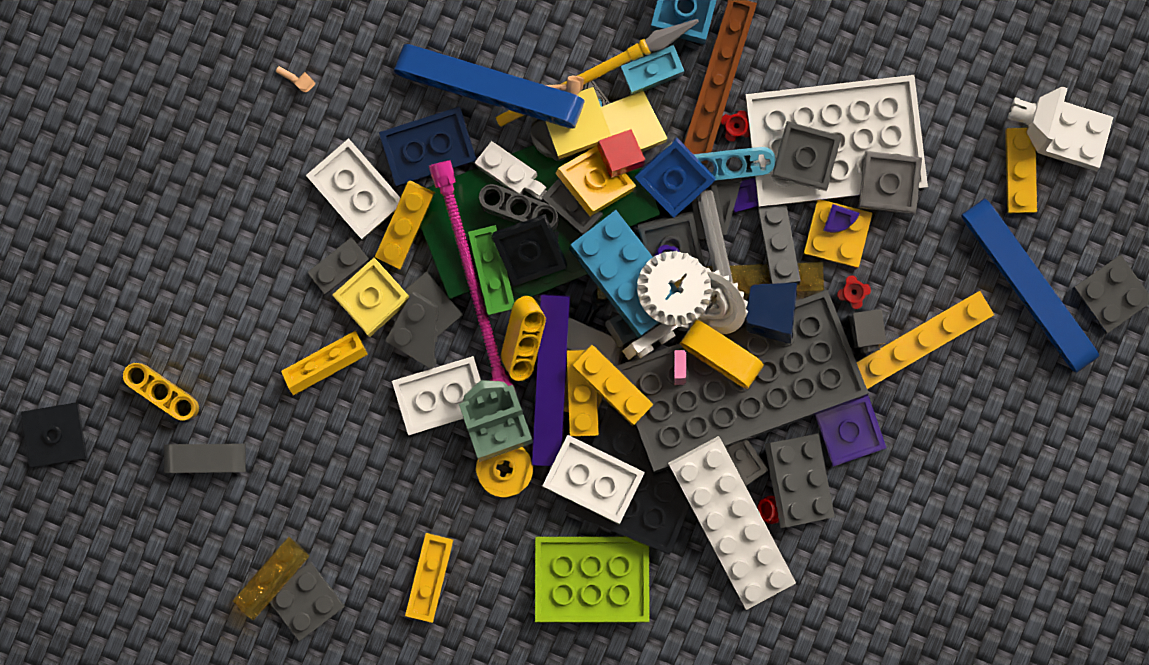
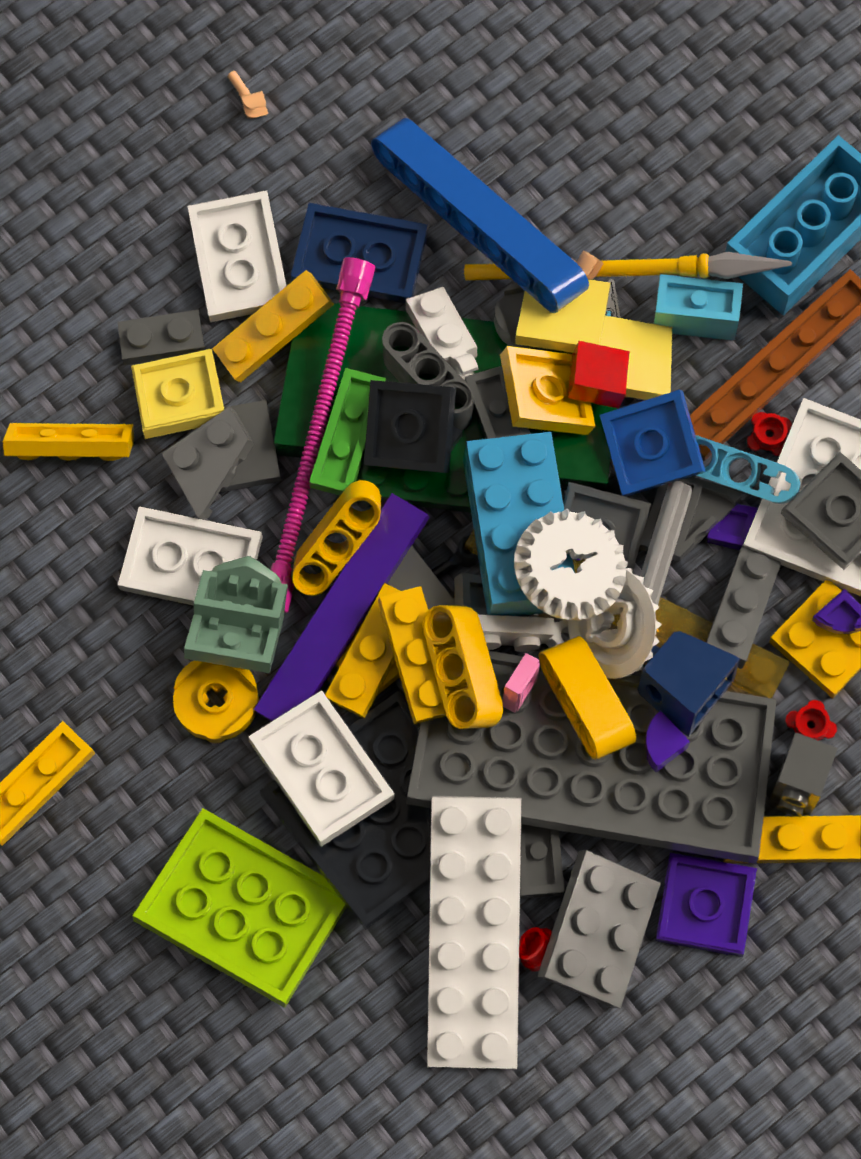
camera: 30 degrees right, 15 degrees down
(643, 379) = (462, 667): none -> yellow beam
(778, 355) = (663, 742): none -> dark purple tile

